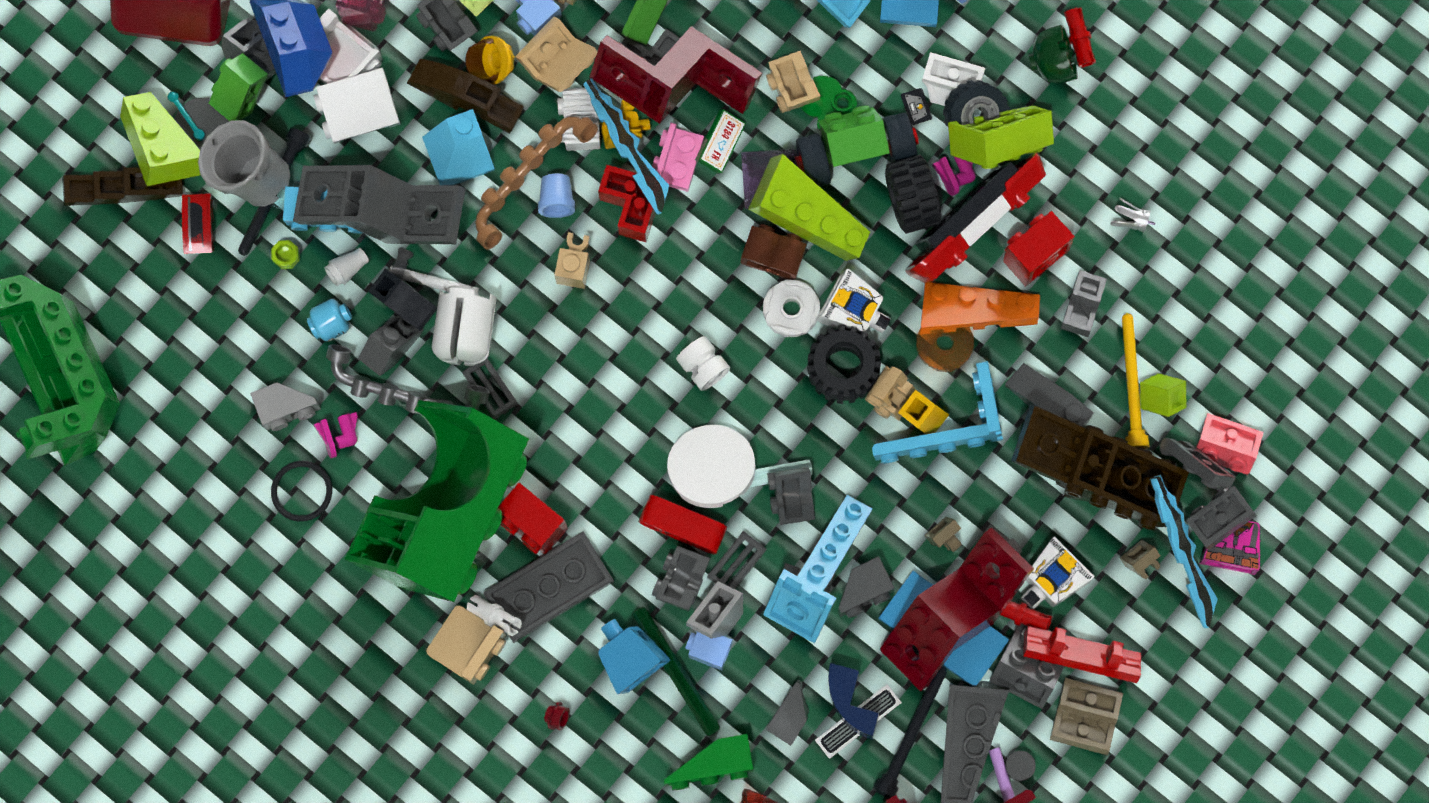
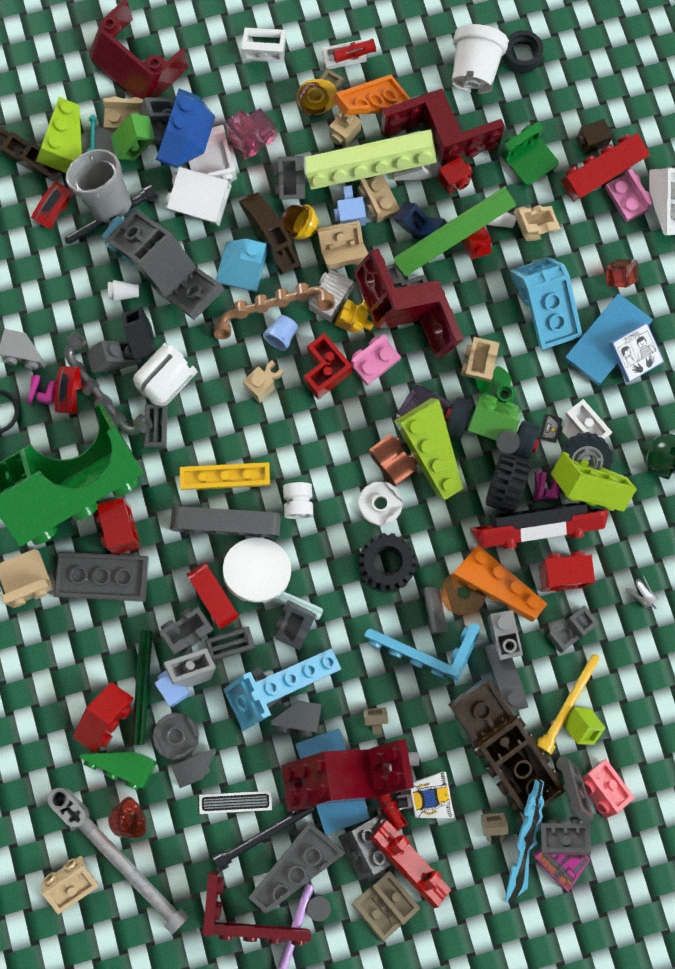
camera: 30 degrees right, 0 degrees up
(201, 68) = (118, 110): none -> tan bracket
(285, 254) = (90, 258): lime tile -> none
(329, 320) = (86, 316): medium azure head -> none
(364, 412) = (67, 383): none -> red slope
(400, 270) = (153, 316): white piece -> none
(494, 615) = (52, 571): white pin -> none
(557, 716) = (46, 664): dark red plate -> none
(605, 391) = (224, 476): none -> yellow plate
(626, 143) = (343, 359): medium azure sword -> none
(629, 656) = (117, 657): dark azure torso -> none
(640, 438) = (225, 522): none -> dark grey beam
(659, 726) = (103, 717): none -> red brick
(720, 141) = (409, 367): tile -> none
(747, 696) = (176, 736): none -> dark grey tile
(842, 689) = (236, 776): dark blue brick -> none
(853, 304) = (420, 529): torso -> none
(884, 150) = (508, 441): none -> dark grey tile
(890, 392) = (404, 602): tan cylinder -> none
(923, 413) = (416, 630): yellow brick -> none
(927, 382) = (434, 610): none -> dark grey slope
(1018, 355) = (505, 634): none -> light grey slope

